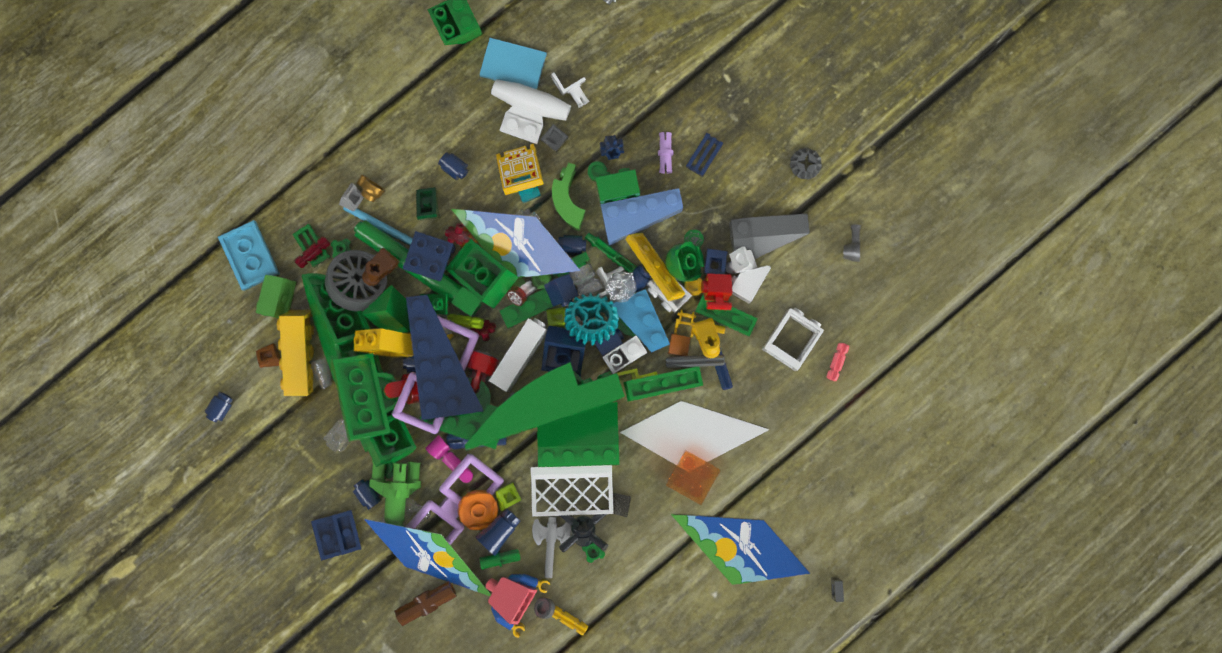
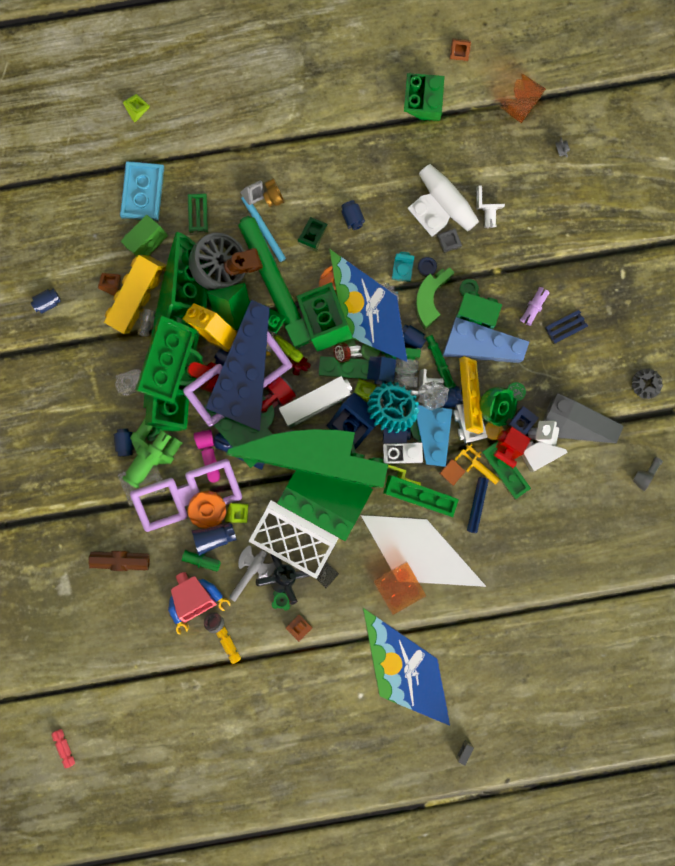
camera: 30 degrees right, 0 degrees up
(197, 182) = (135, 107): none -> lime slope
(312, 252) = (195, 218): dark red axle -> none
(336, 535) = (79, 461): dark blue slope -> none
(338, 244) = (226, 227): green plate -> none
(427, 554) = (144, 521): sticker -> none
(428, 256) = (288, 277): dark blue bracket -> none
(457, 234) = (323, 273): dark red plant -> none
(512, 63) = (451, 158): medium azure tile -> none
(517, 164) = (407, 244): yellow container -> none
(549, 173) = (427, 266): none -> dark blue tile
(611, 147) = (492, 275): dark blue gear -> none
(623, 566) = (299, 627): none -> dark orange tile
(694, 361) = (458, 493): dark grey axle -> none
(707, 335) = (480, 479): yellow piece -> none
(783, 357) = (533, 532): white window -> none
(837, 362) = (576, 564): coral axle -> none

